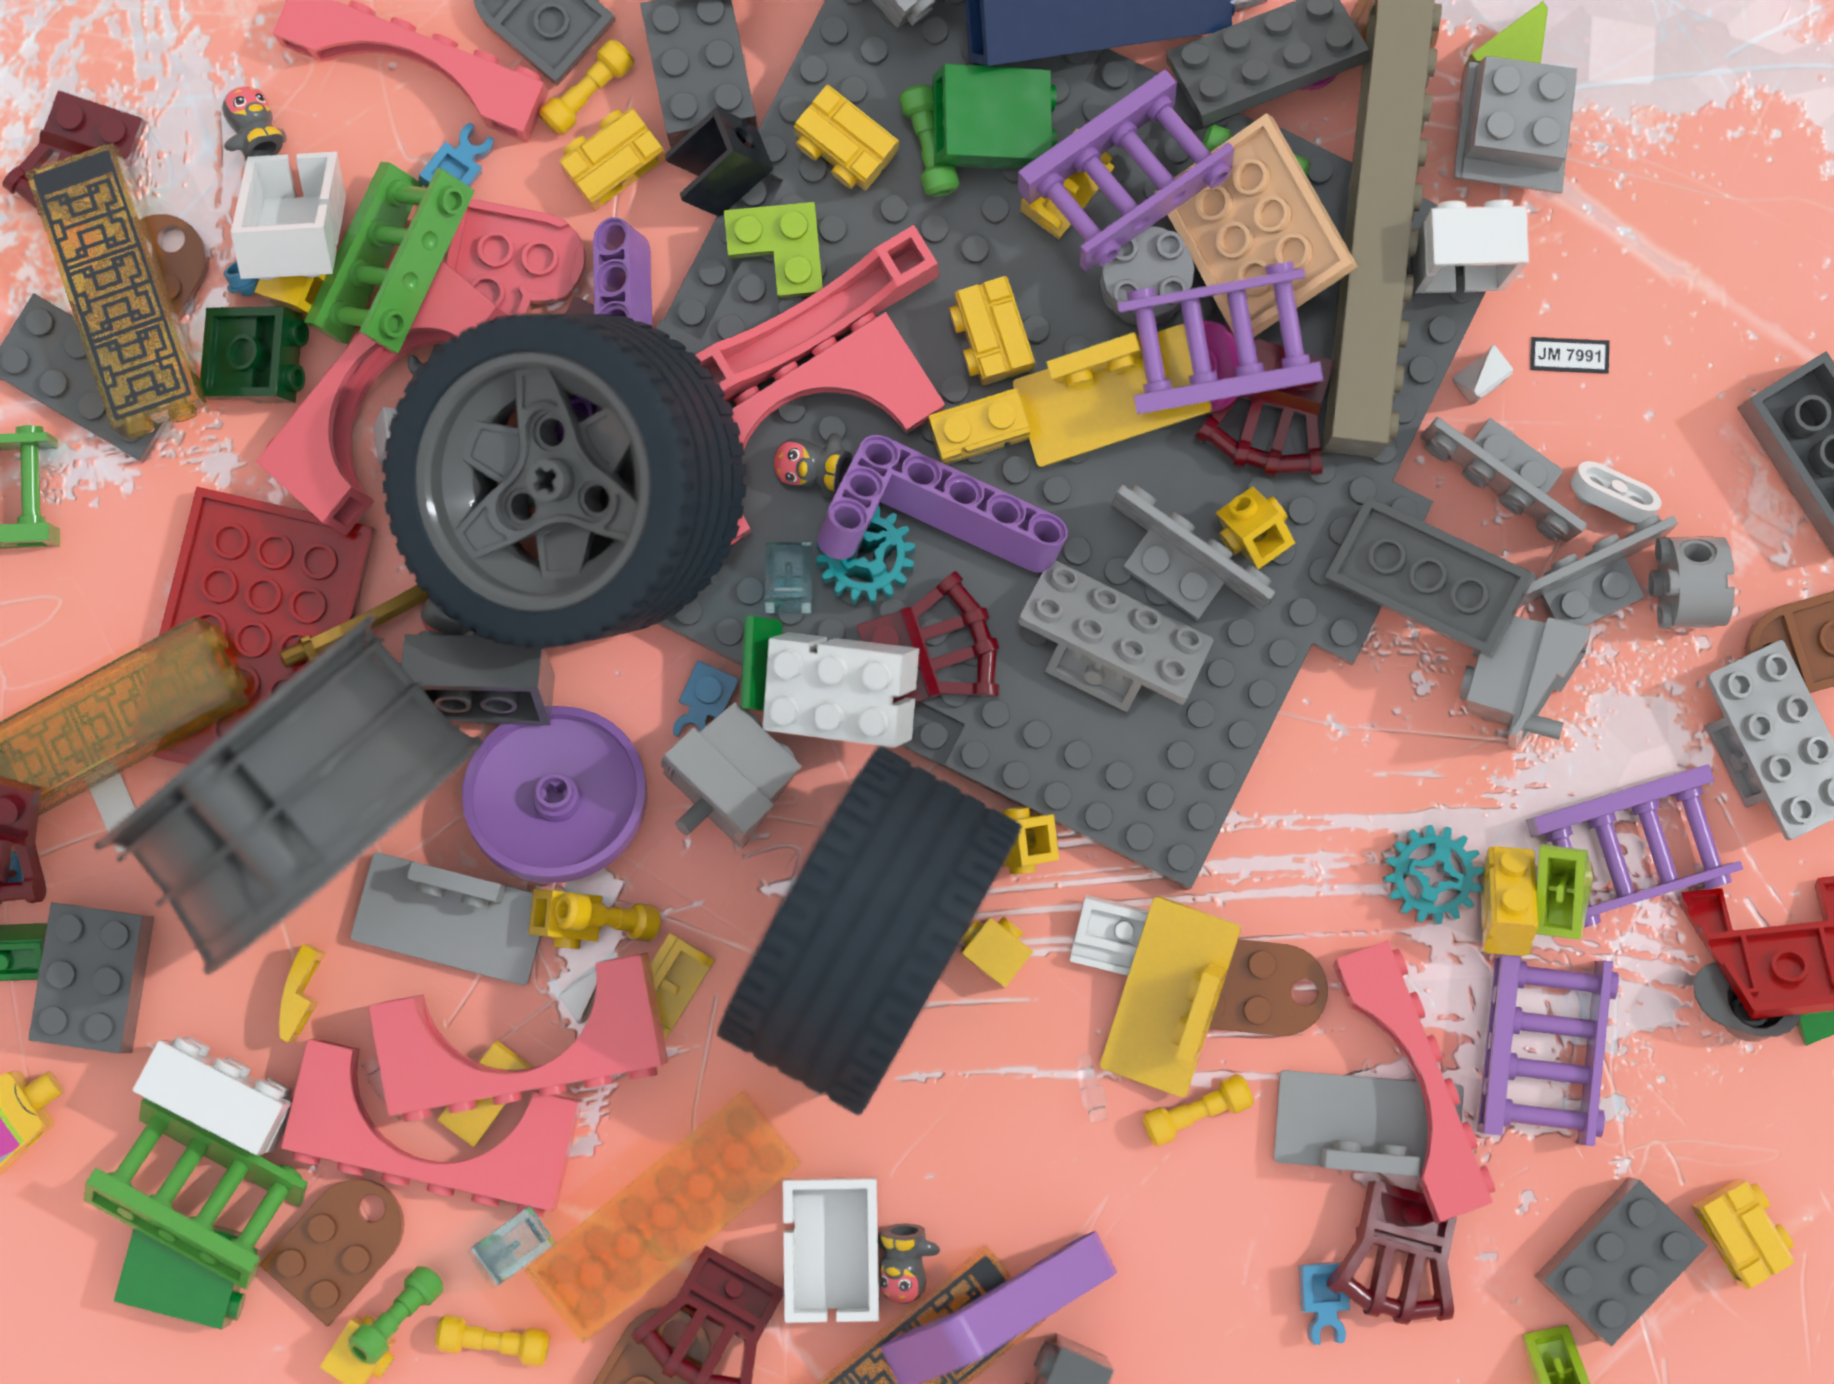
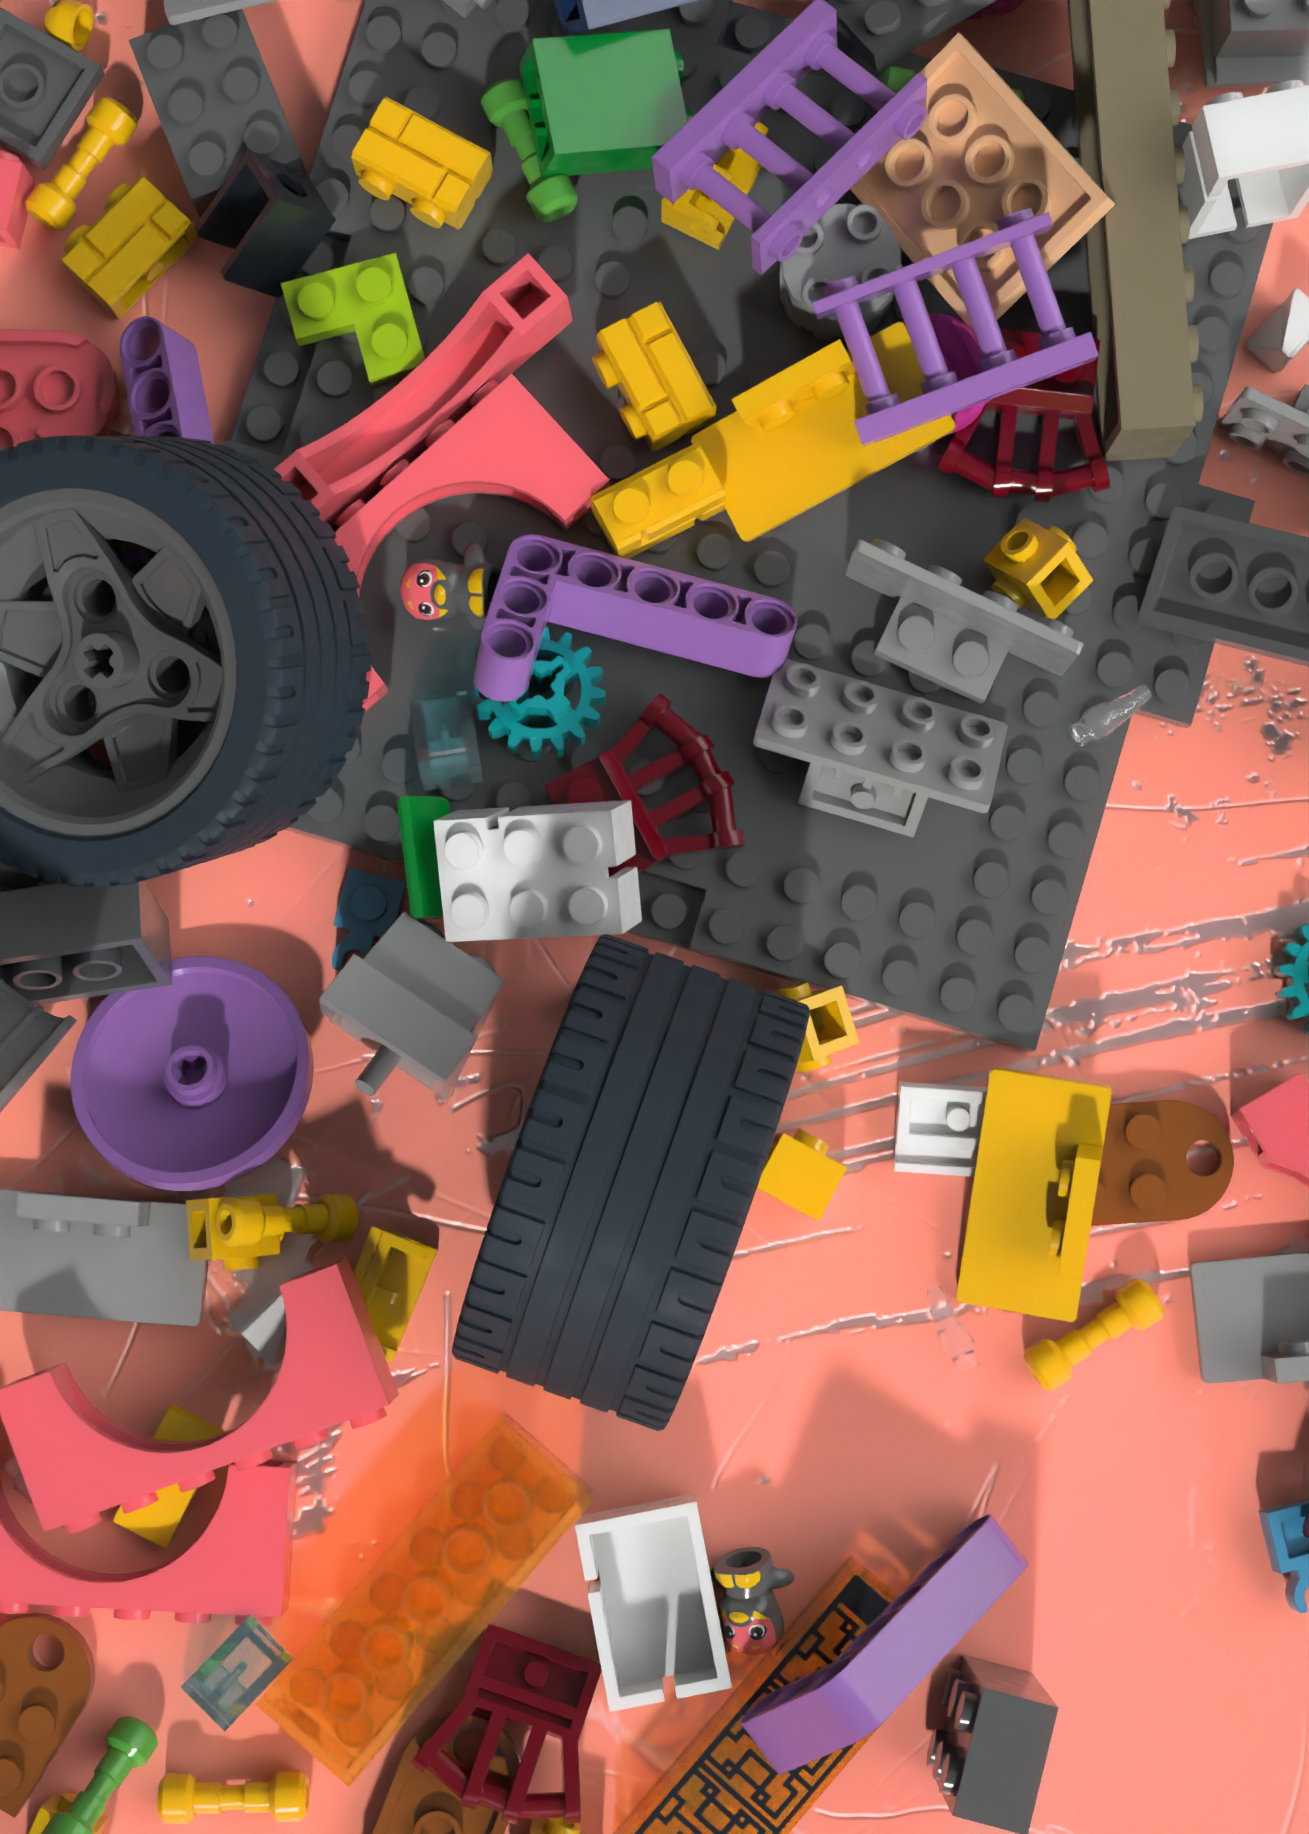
camera: 10 degrees left, 0 degrees up
(1288, 647) = (1106, 717): none -> clear piece

